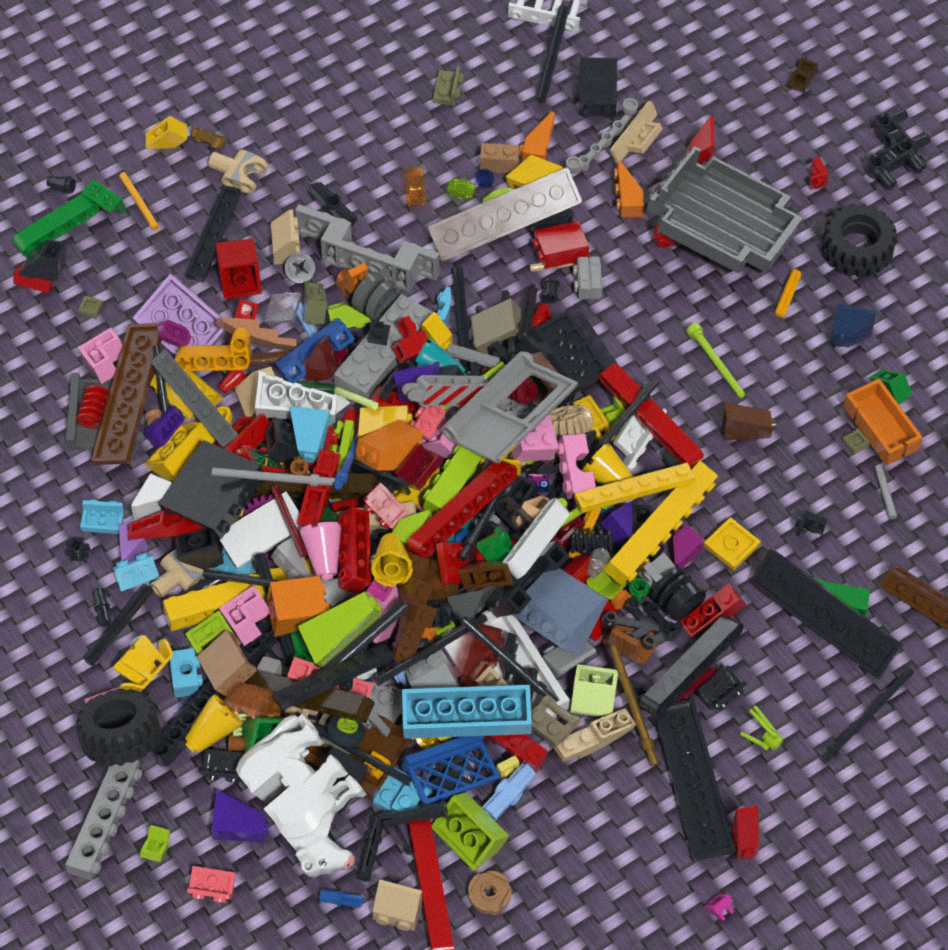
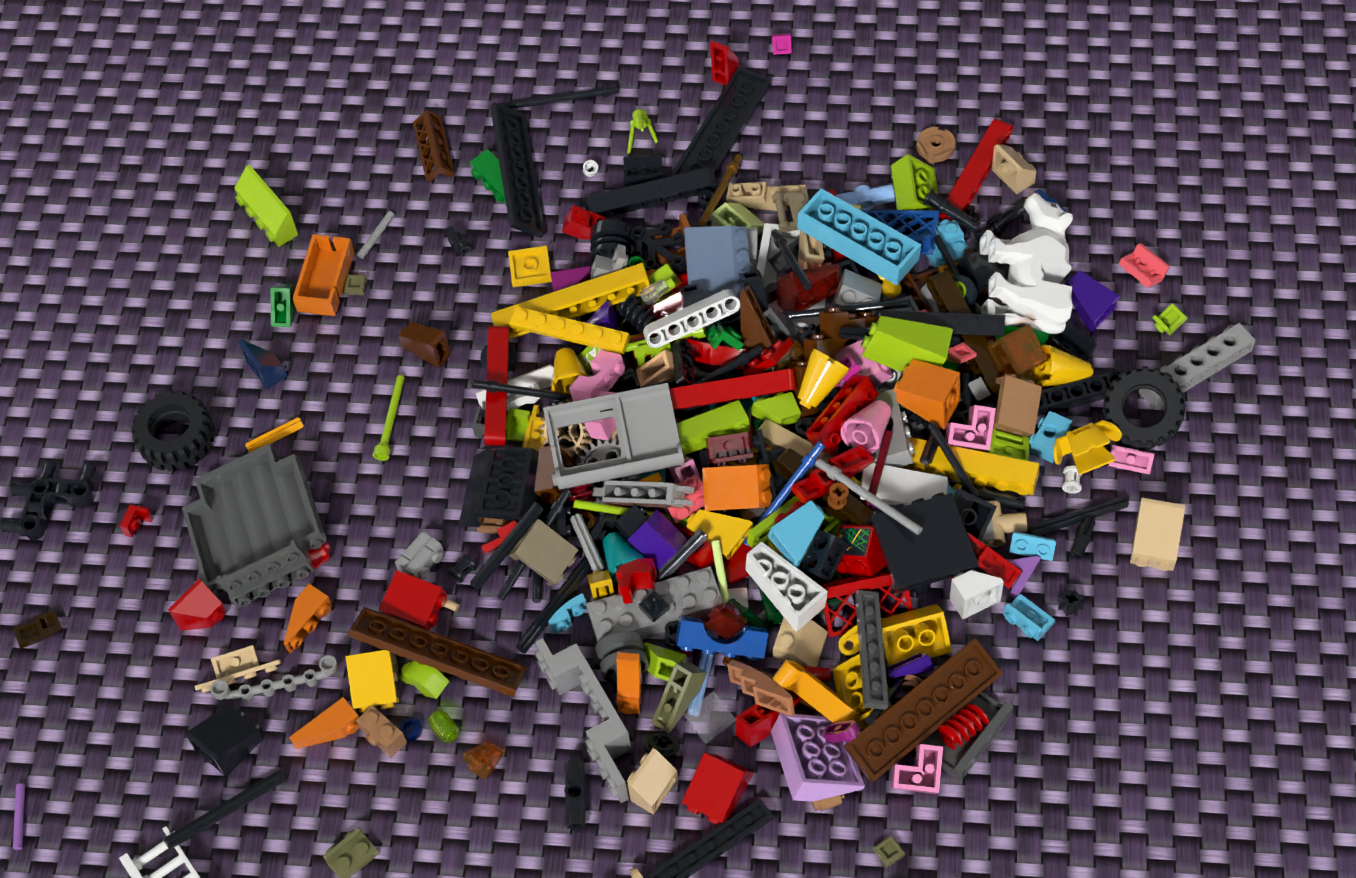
camera: 135 degrees left, 0 degrees up
(43, 640) = (1157, 534): none -> tan slope
(385, 505) = (787, 432): bracket -> none
(764, 662) = (587, 167): none -> white hinge

